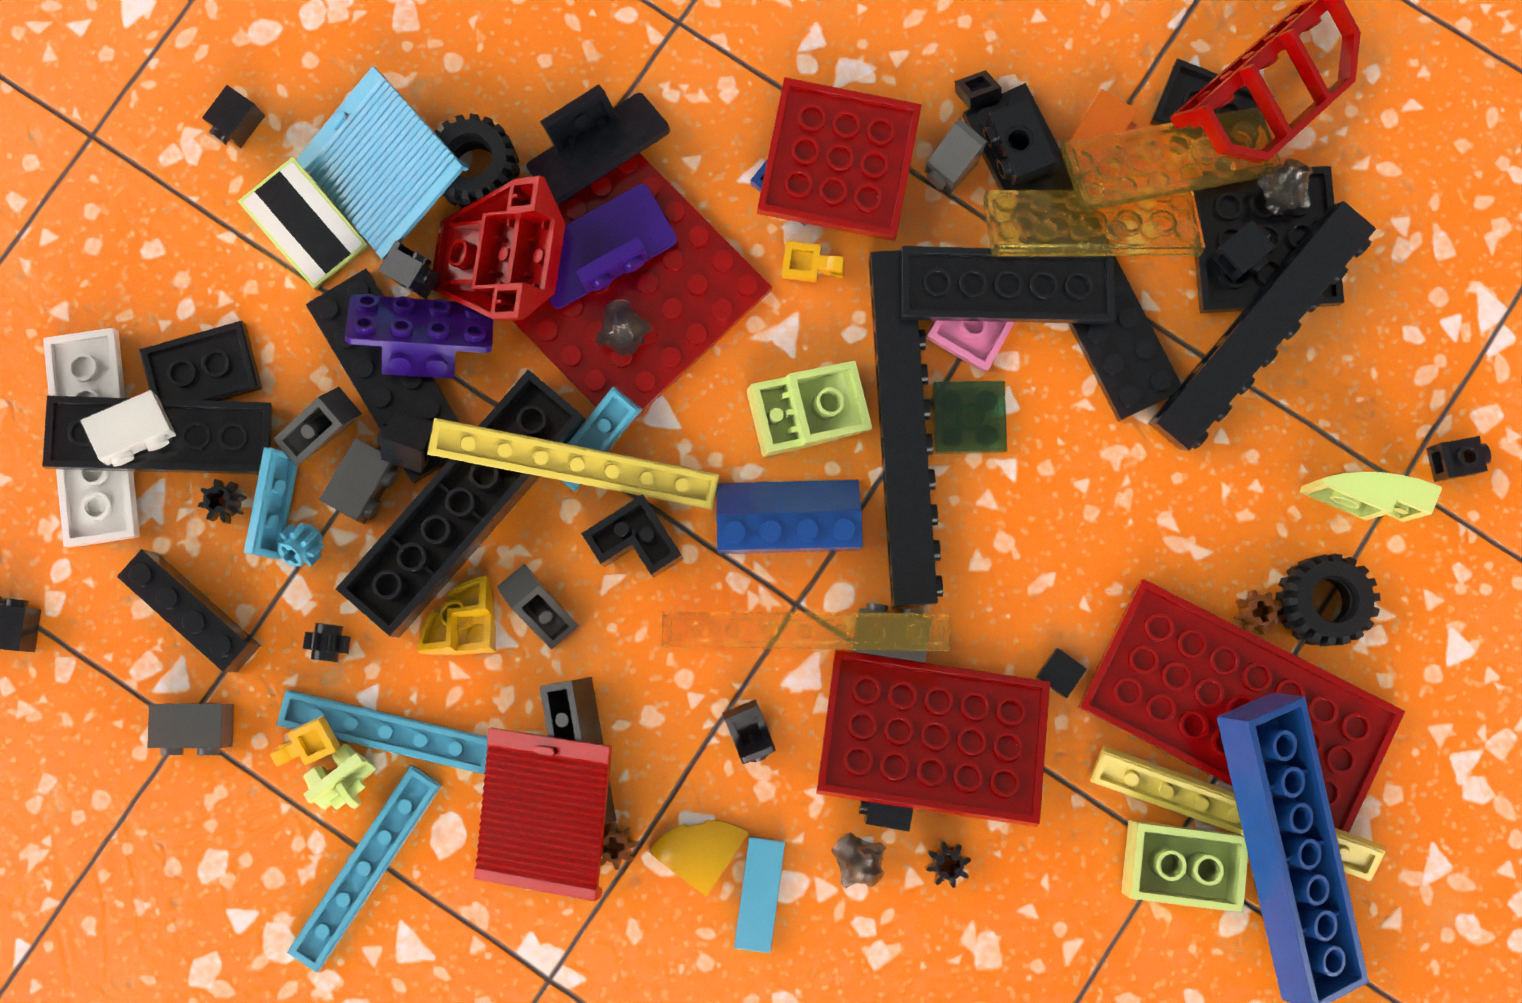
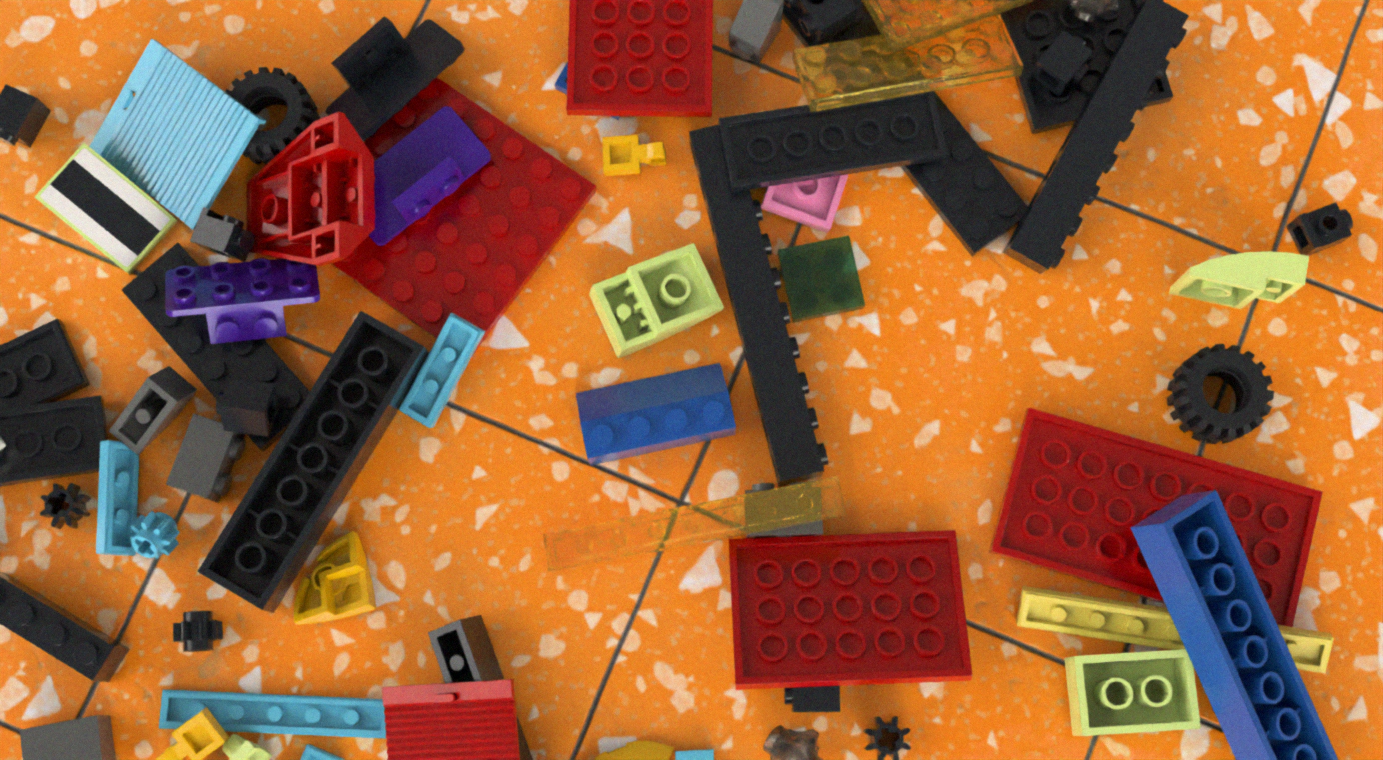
camera: 10 degrees left, 5 degrees down
(537, 606) = (412, 553): dark grey slope -> none
(572, 463) = (421, 397): light yellow tile -> none
(622, 328) = (450, 252): clear smoke rock -> none
(633, 528) = (498, 453): black brick -> none
(749, 732) = (655, 641): bracket -> none
(1061, 672) = (966, 519): black tile -> none
(1253, 602) = (1150, 409): dark orange gear -> none

